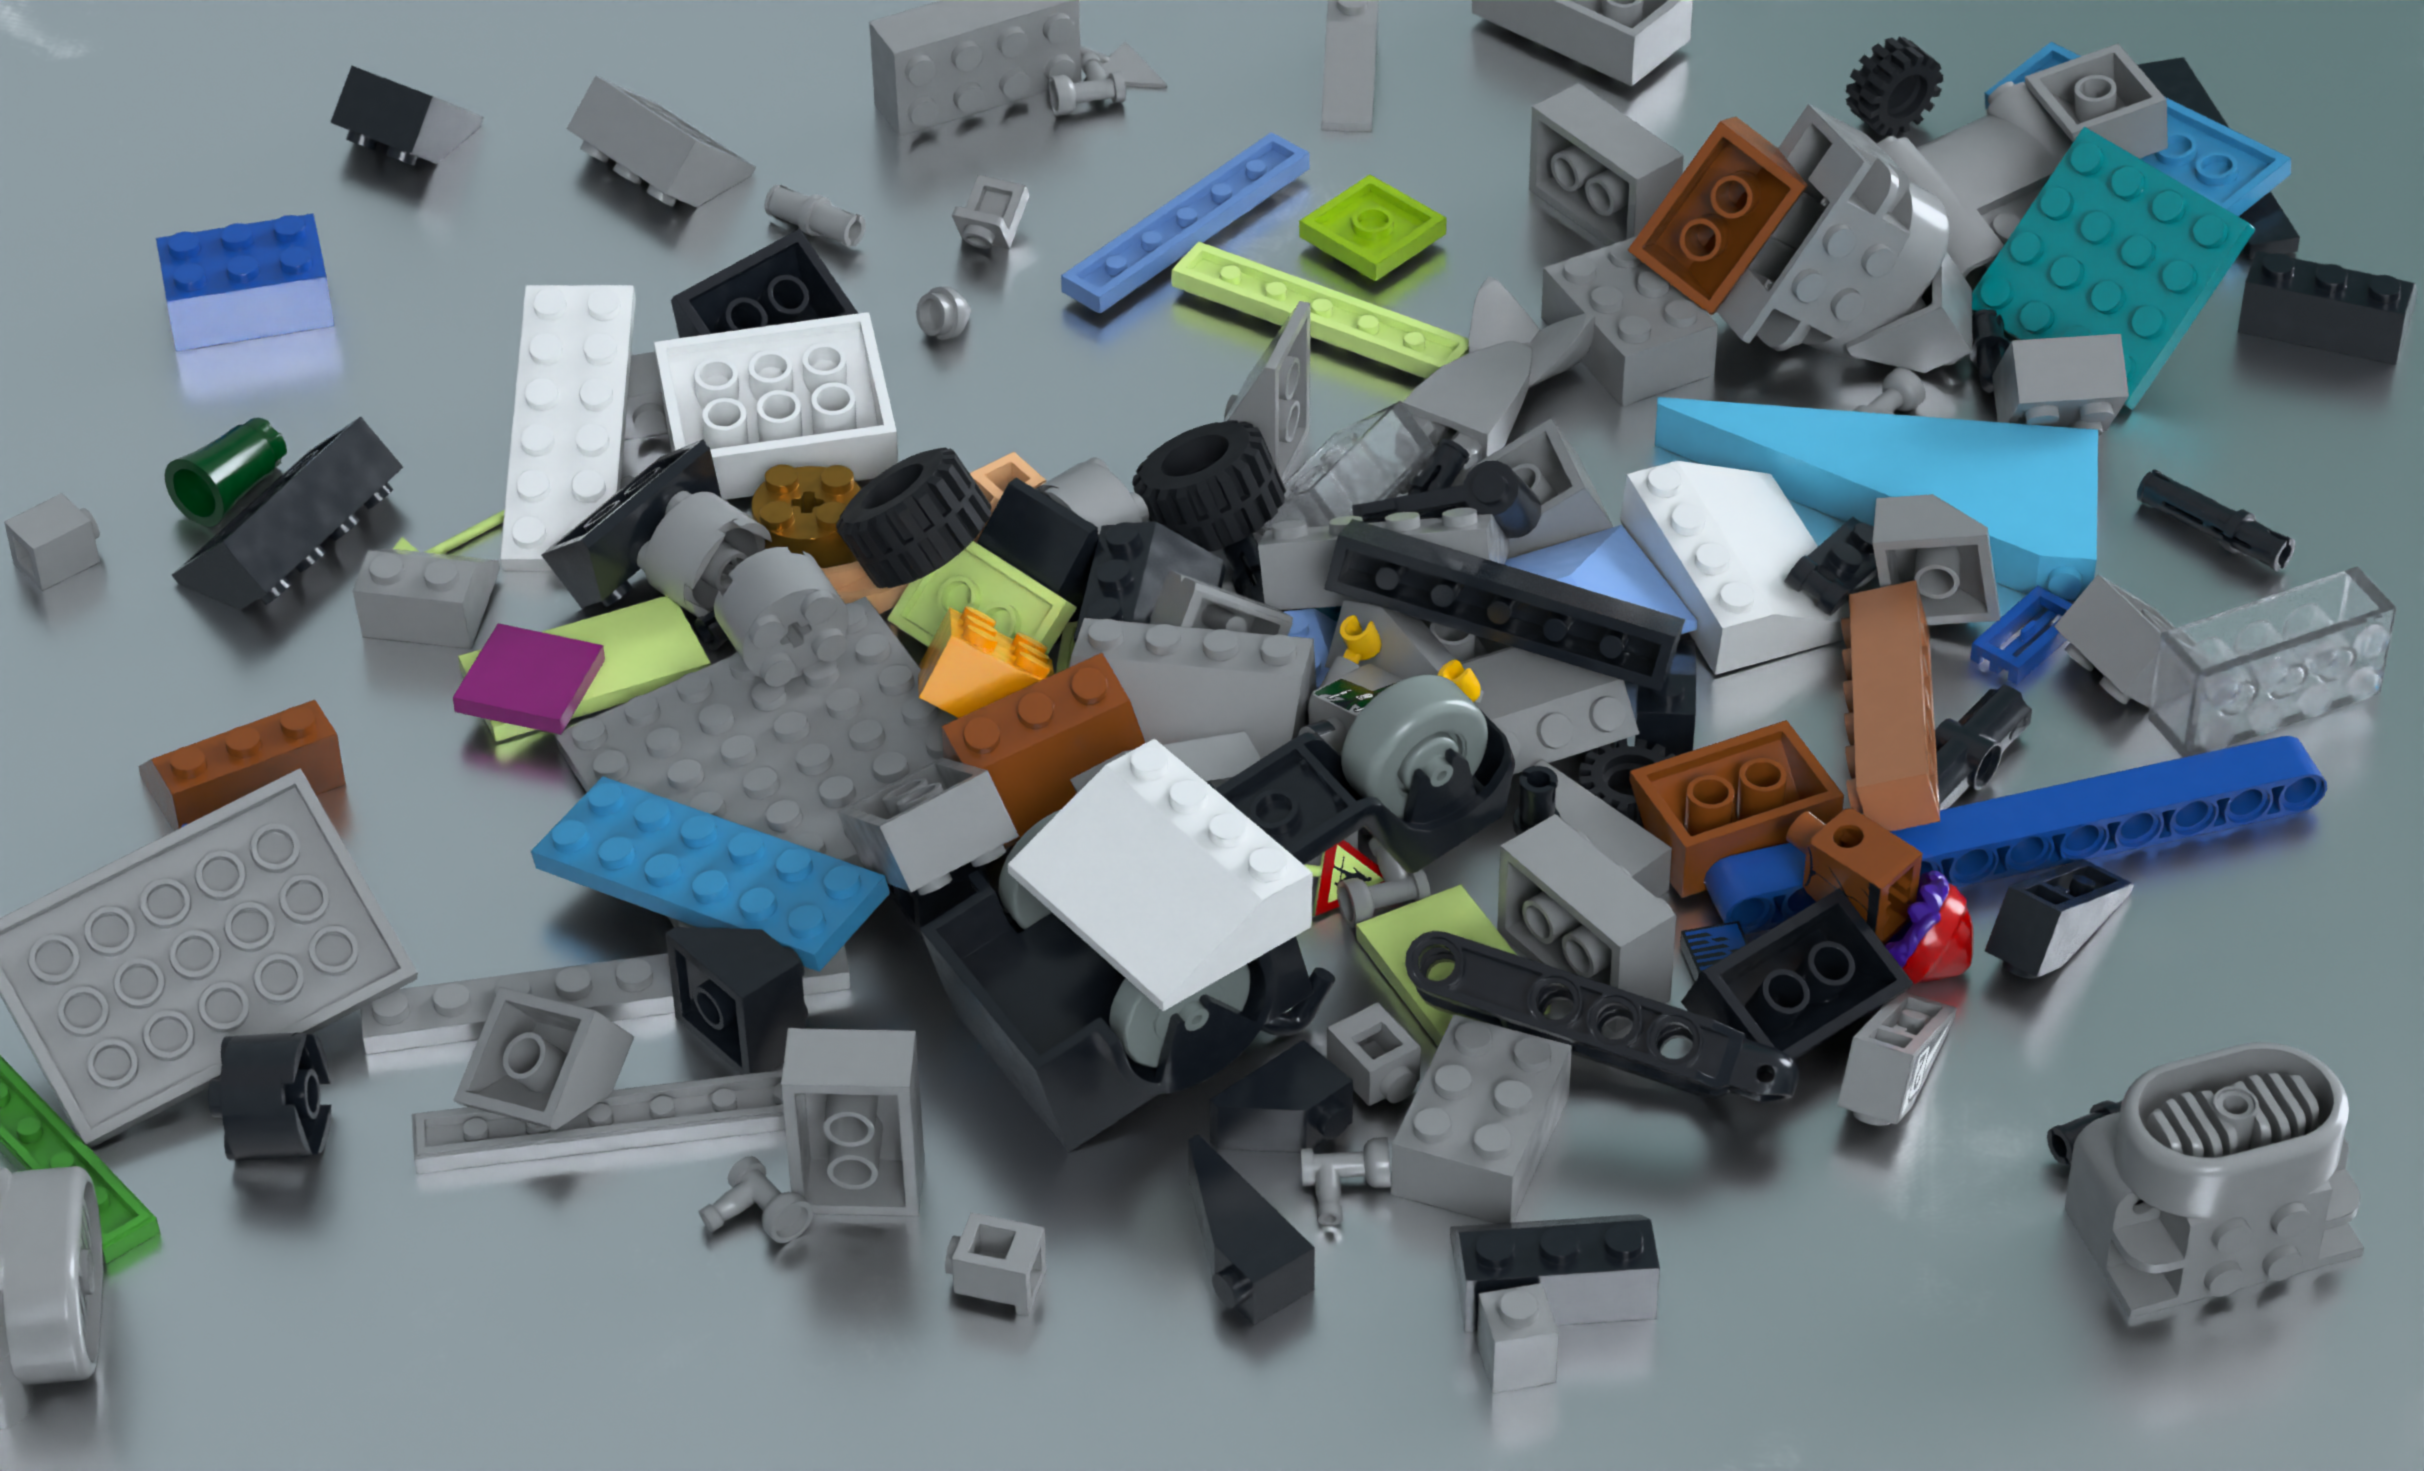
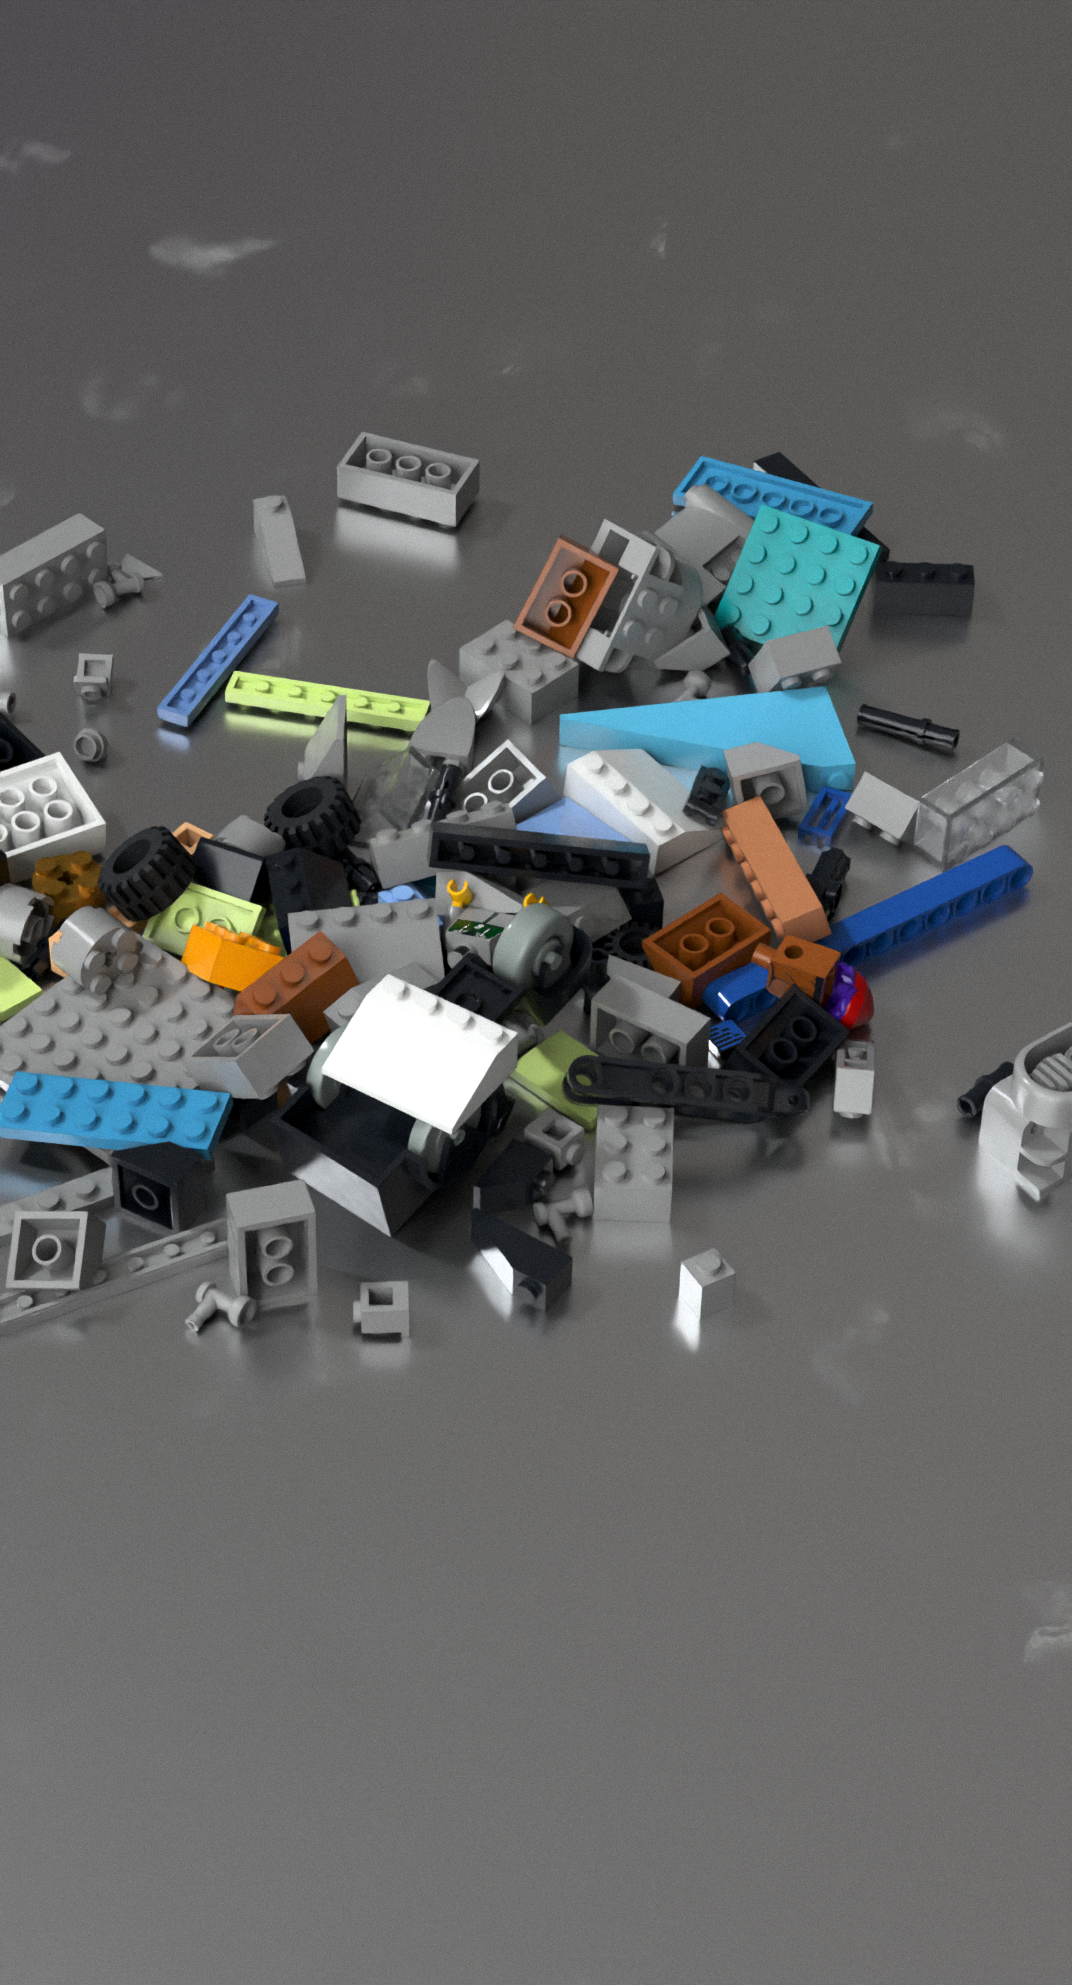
camera: 20 degrees left, 0 degrees up
(1205, 606) = (352, 892): light grey brick -> none
(1372, 227) = (336, 642): lime plate -> none
(1487, 488) = (498, 786): black piece -> none
(1587, 1266) = (739, 1231): black slope -> none
(1598, 164) = (469, 581): light grey brick -> none
(1894, 86) = (620, 497): black tyre -> none
(2053, 916) = (910, 977): black slope -> none
(2106, 96) = (755, 482): light grey slope -> none

